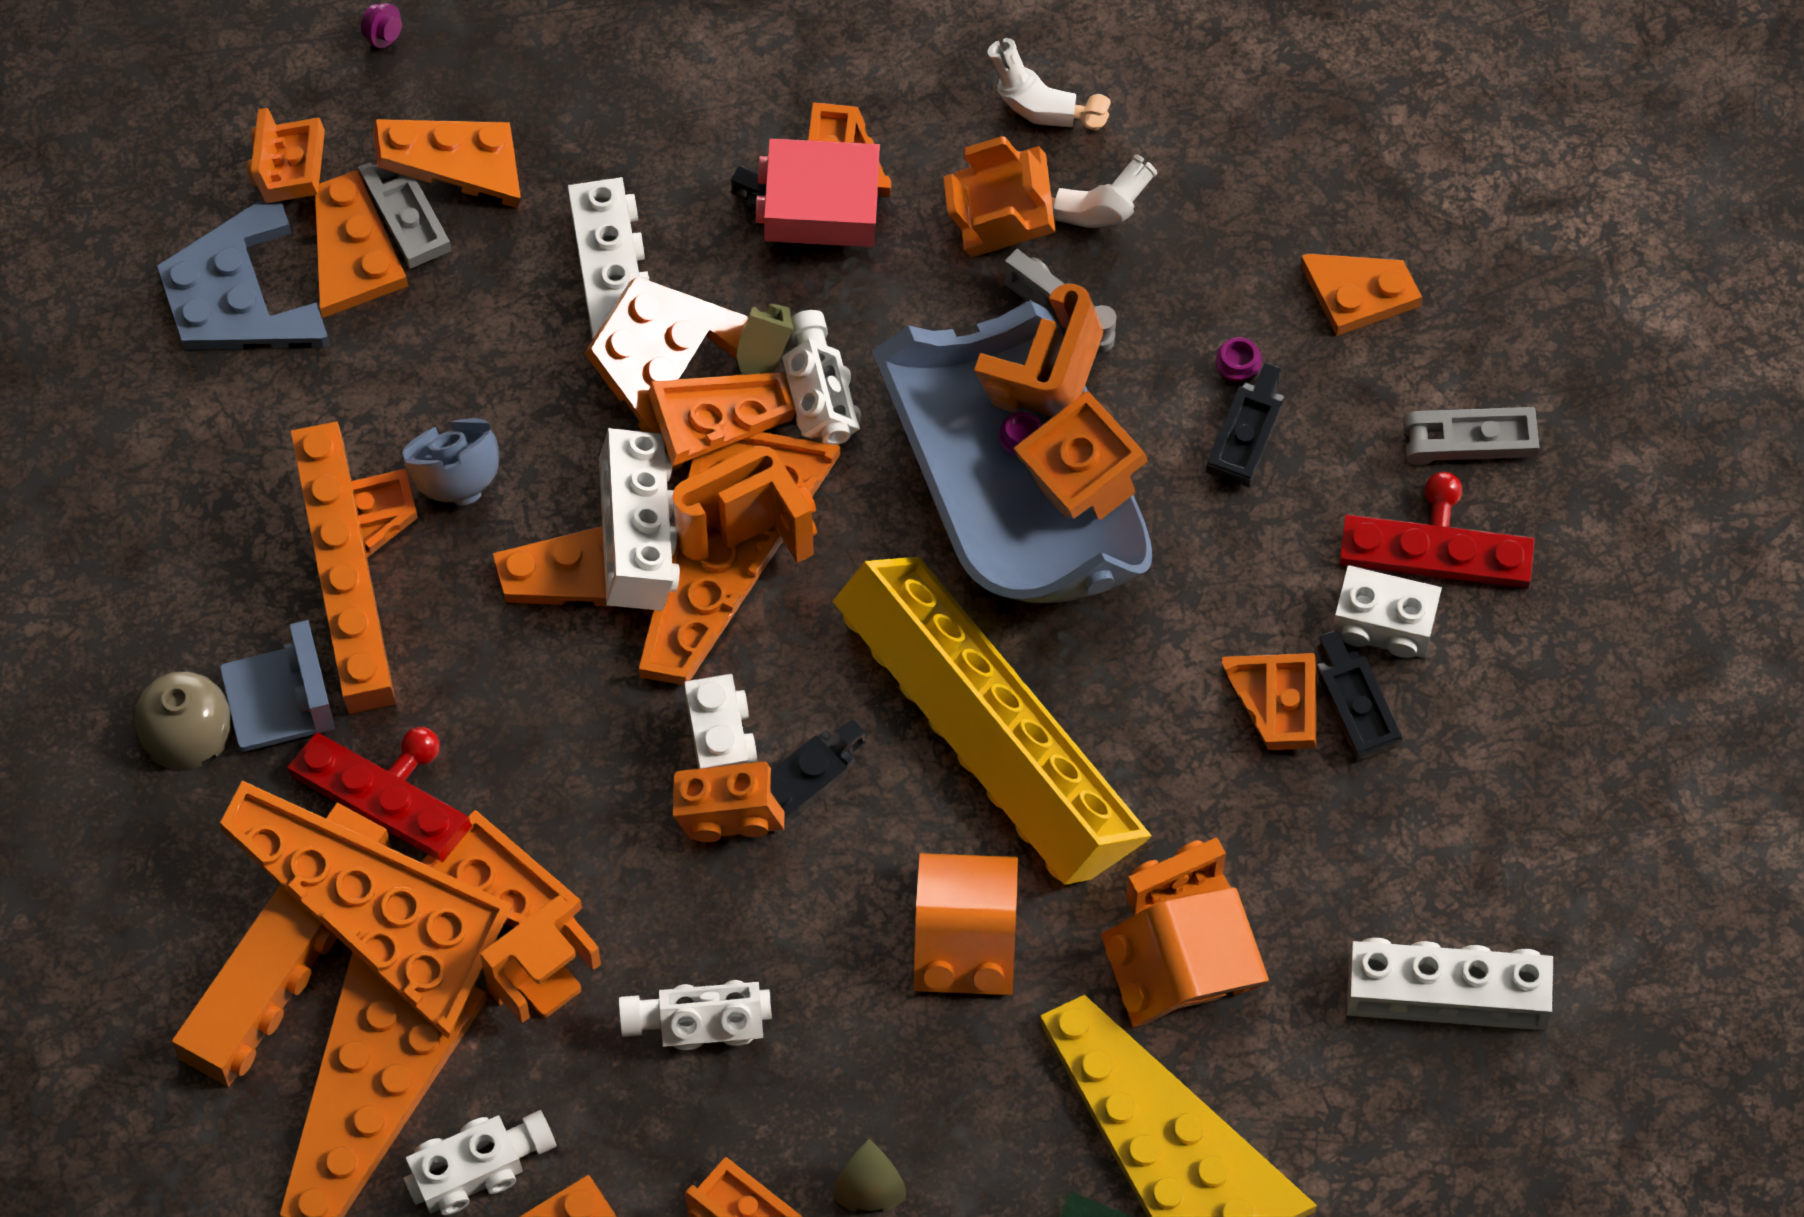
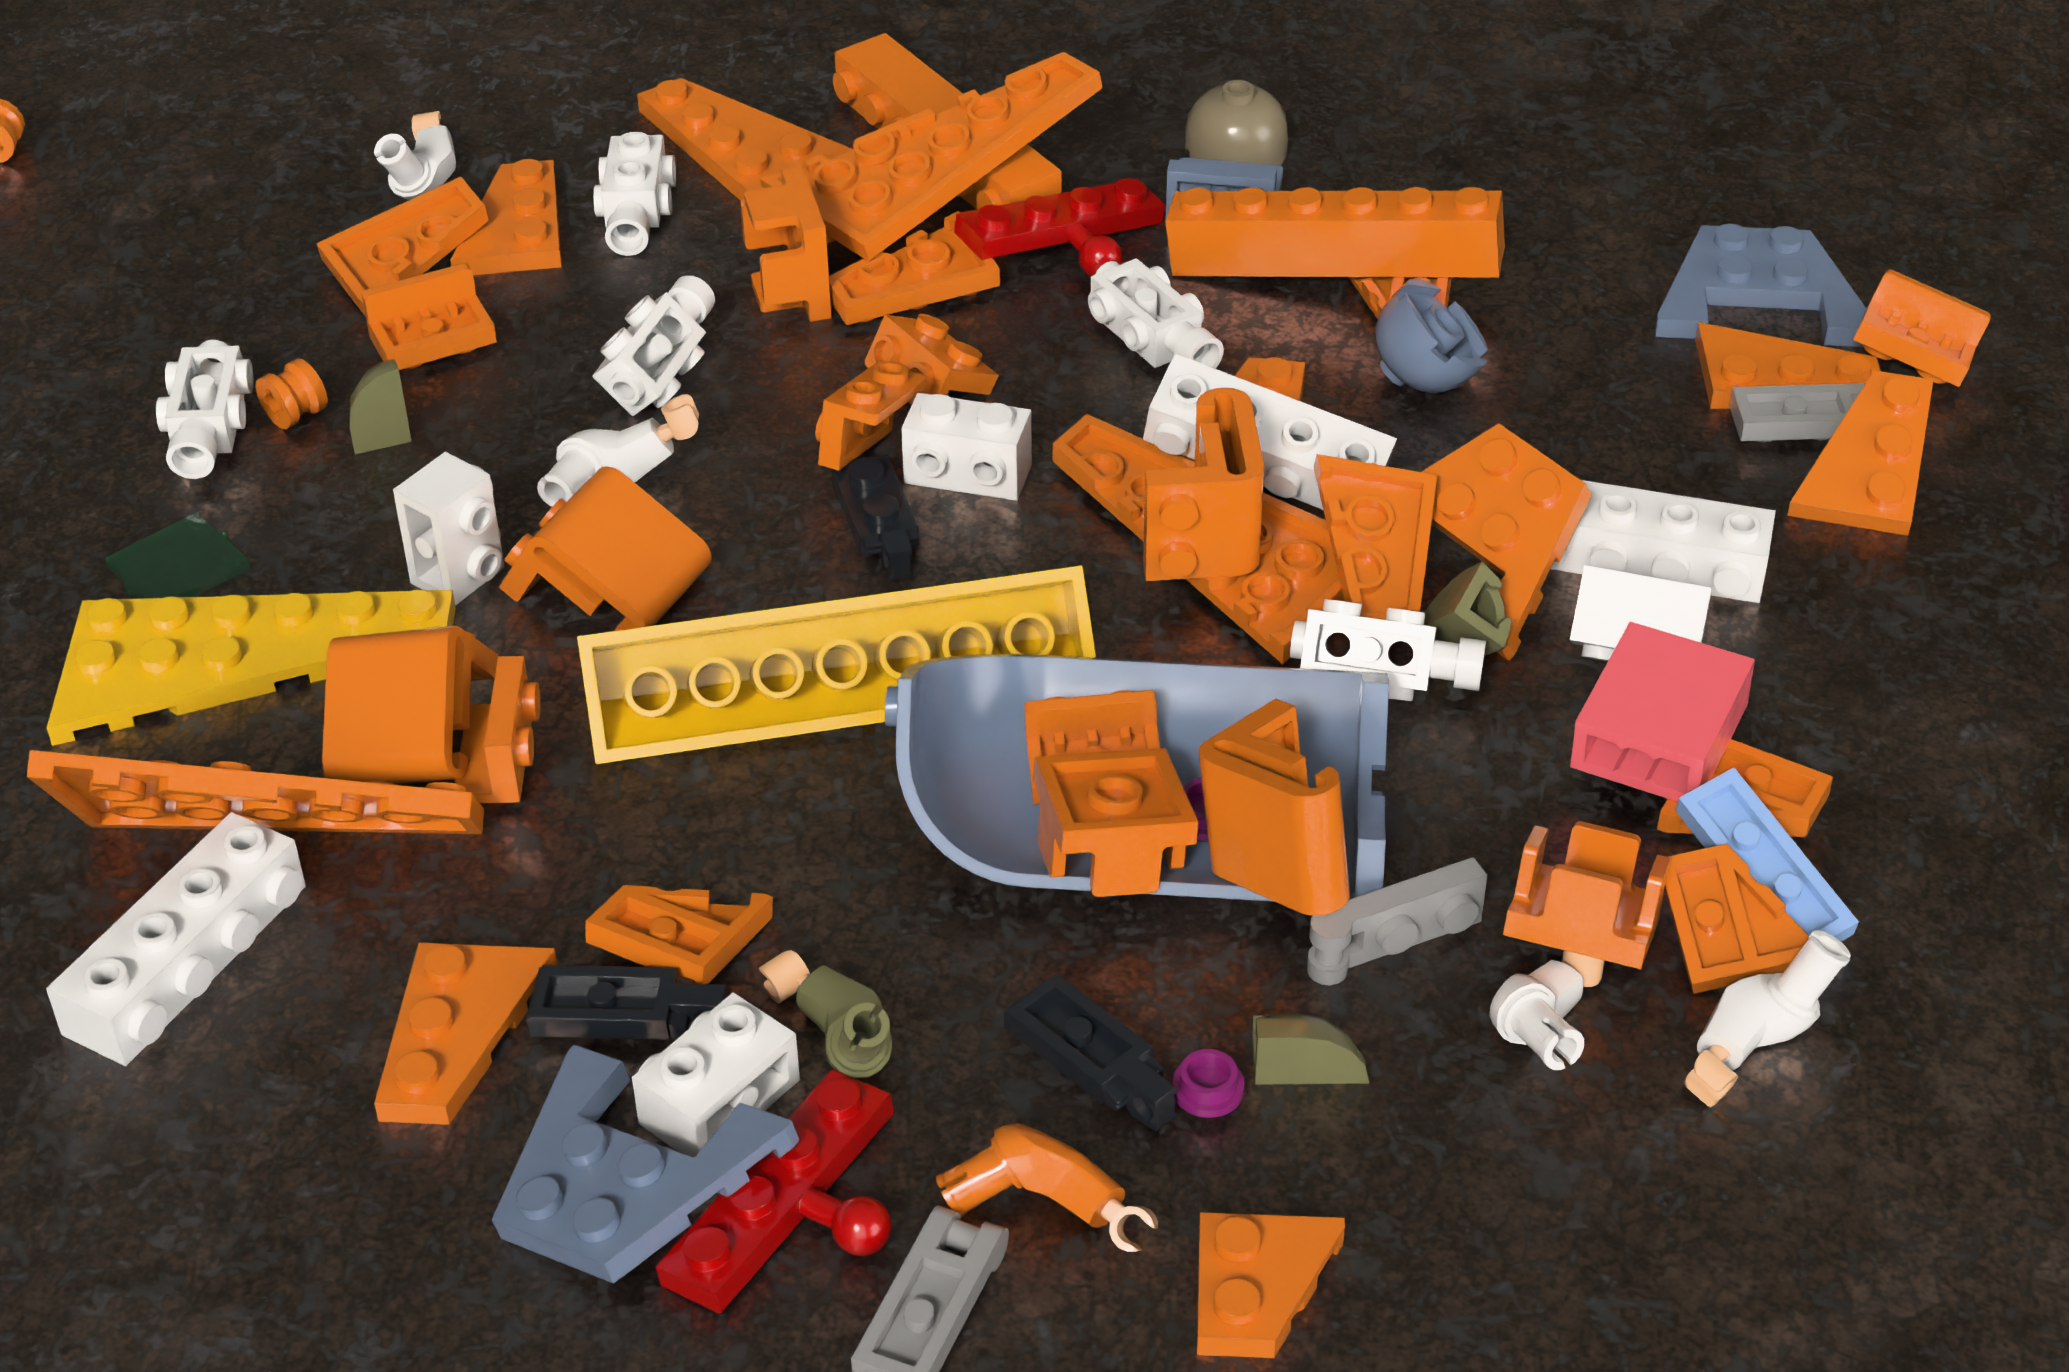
camera: 115 degrees right, 20 degrees down
(479, 676) = (1151, 315): none -> white brick
(614, 816) = (931, 351): none -> orange bracket
(712, 241) = (1615, 598): none -> white brick
(839, 987) = (630, 450): none -> white arm
(918, 116) = (1733, 814): none -> light blue plate
(974, 117) = (1727, 920): none -> orange wing
(1003, 1021) = (449, 527): none -> white brick
(1016, 507) = (1090, 725): none -> orange bracket
(1184, 323) = (1304, 1051): none -> olive brick
(1302, 562) = (846, 1011): none -> olive arm
(1347, 1007) = (180, 796): none -> orange wing
(1358, 410) = (1044, 1166): none -> orange arm
(1415, 794) = (450, 1023): none -> orange wing
(1501, 630) = (610, 1196): none -> sand blue wing

